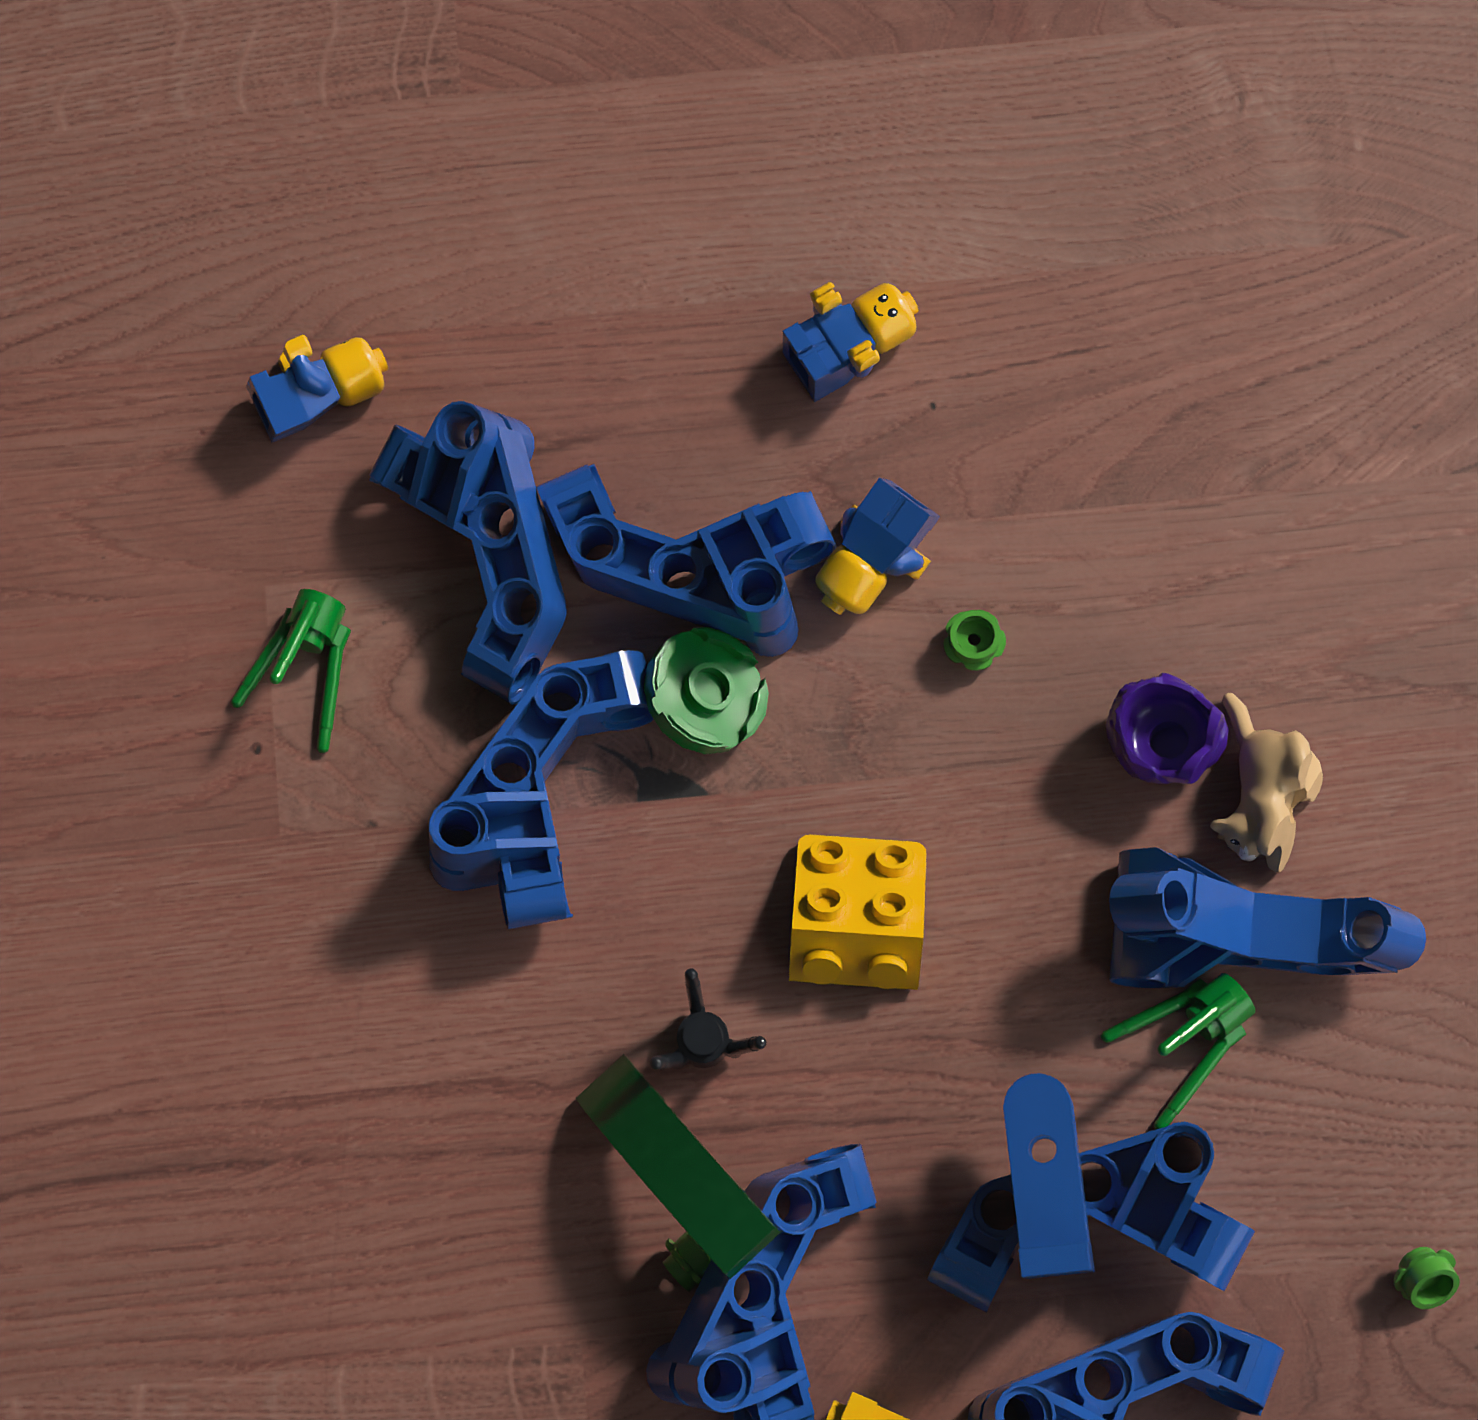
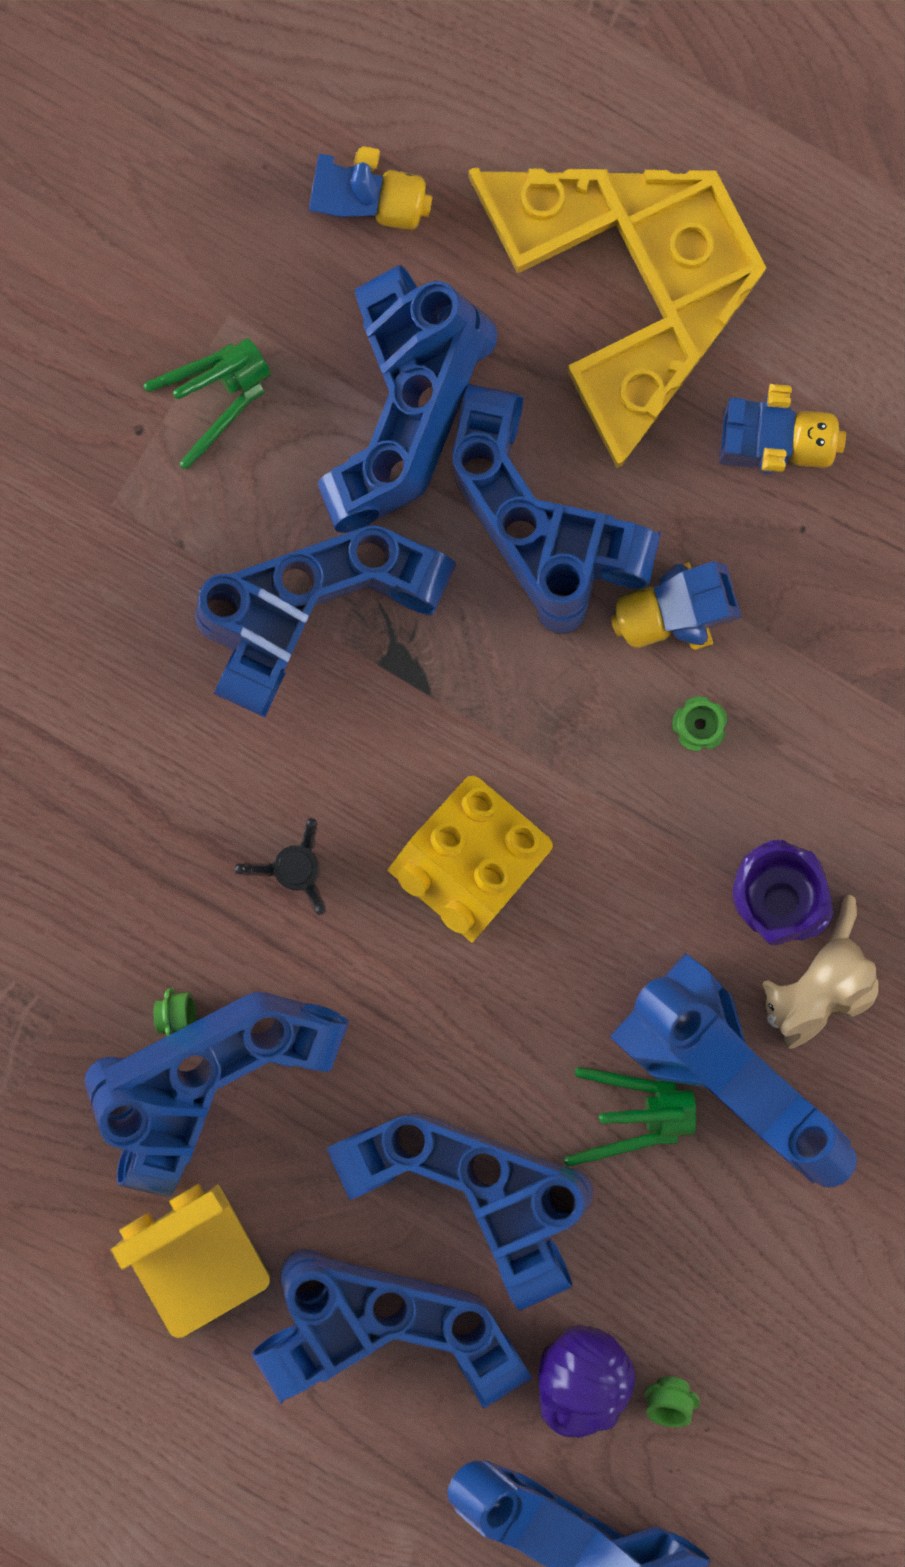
camera: 35 degrees right, 10 degrees up
(634, 232) = (686, 249): none -> yellow wing
(677, 1167) = (205, 946): dark green slope -> none
(705, 690) = (479, 622): green tile -> none
(1048, 1194) = (443, 1160): blue piece -> none
(1334, 1317) = (584, 1382): none -> dark purple hair

